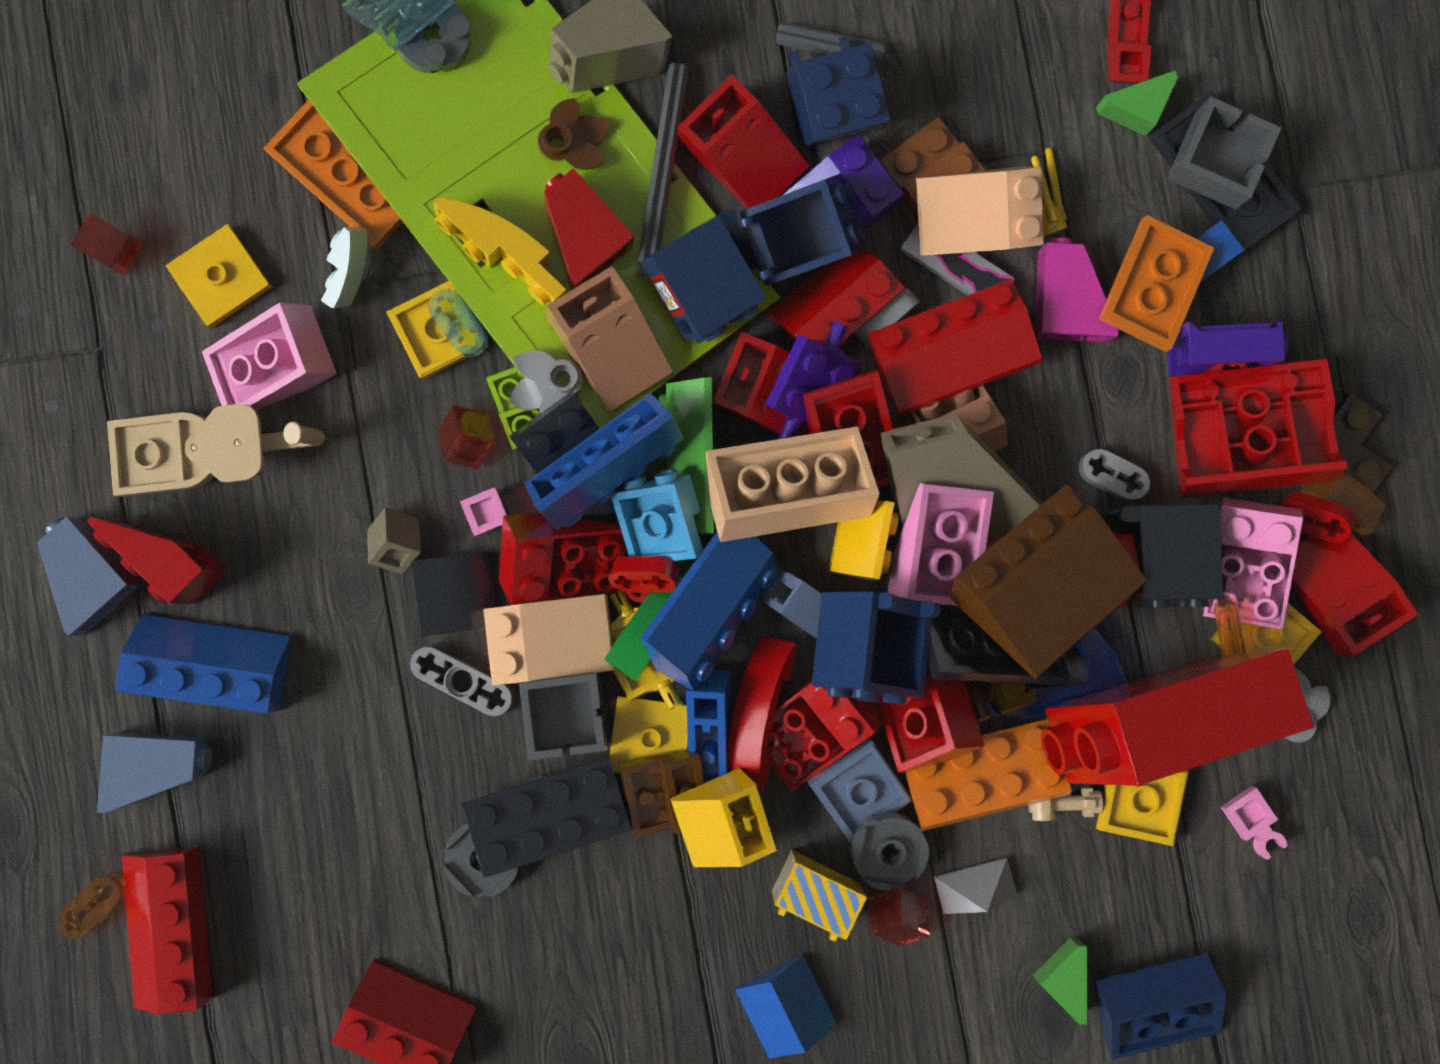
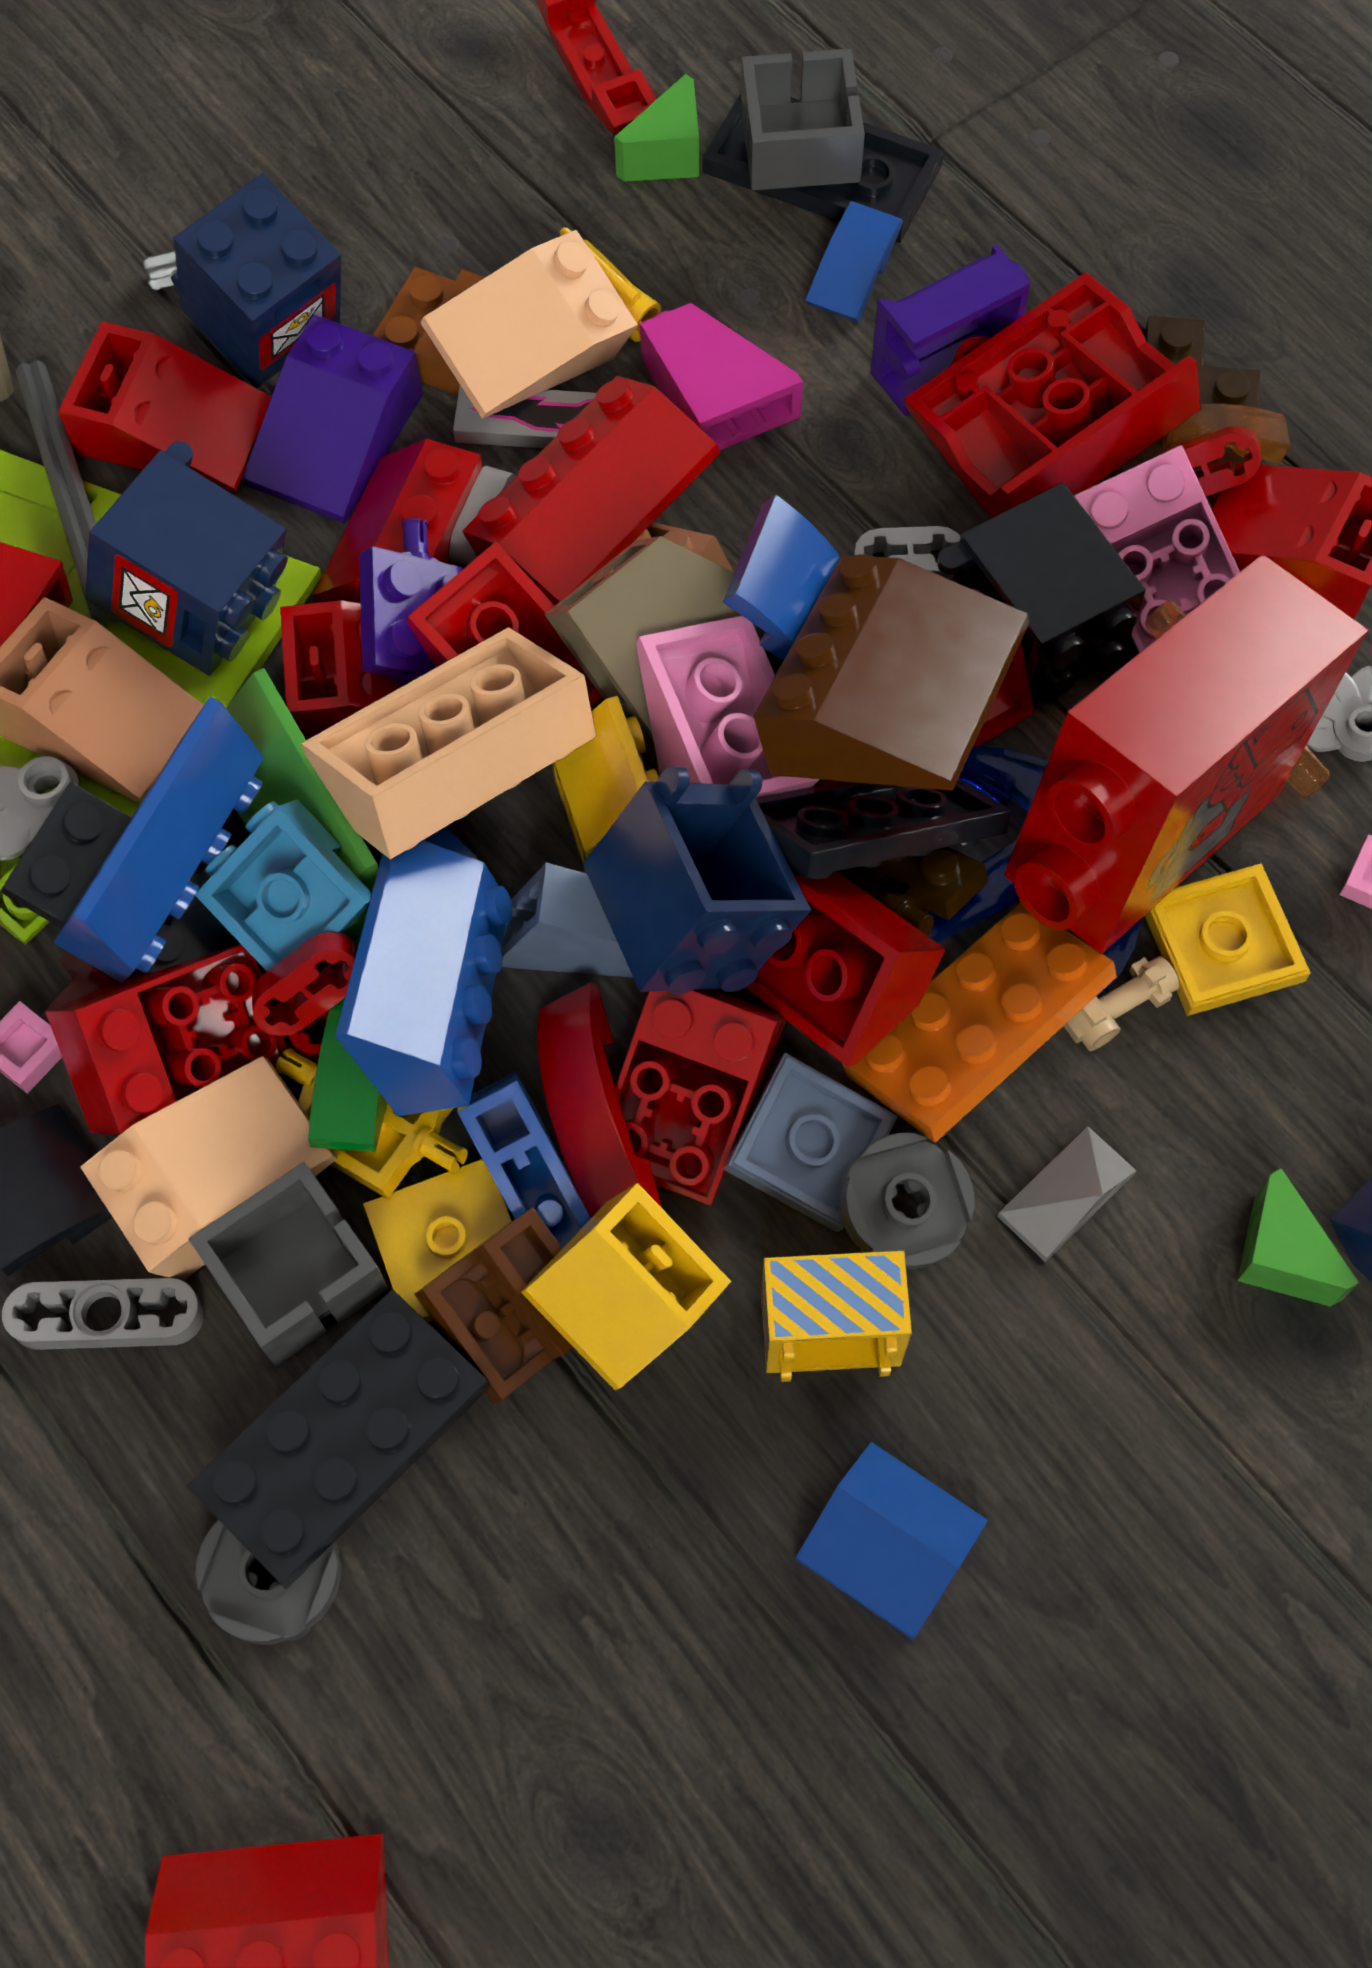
camera: 25 degrees left, 20 degrees down
(804, 229) = (286, 451): dark blue container -> none
(899, 916) = (981, 1294): clear red panel -> none
(1023, 487) = (780, 574): none -> blue slope
(1156, 283) = (812, 297): orange plate -> none

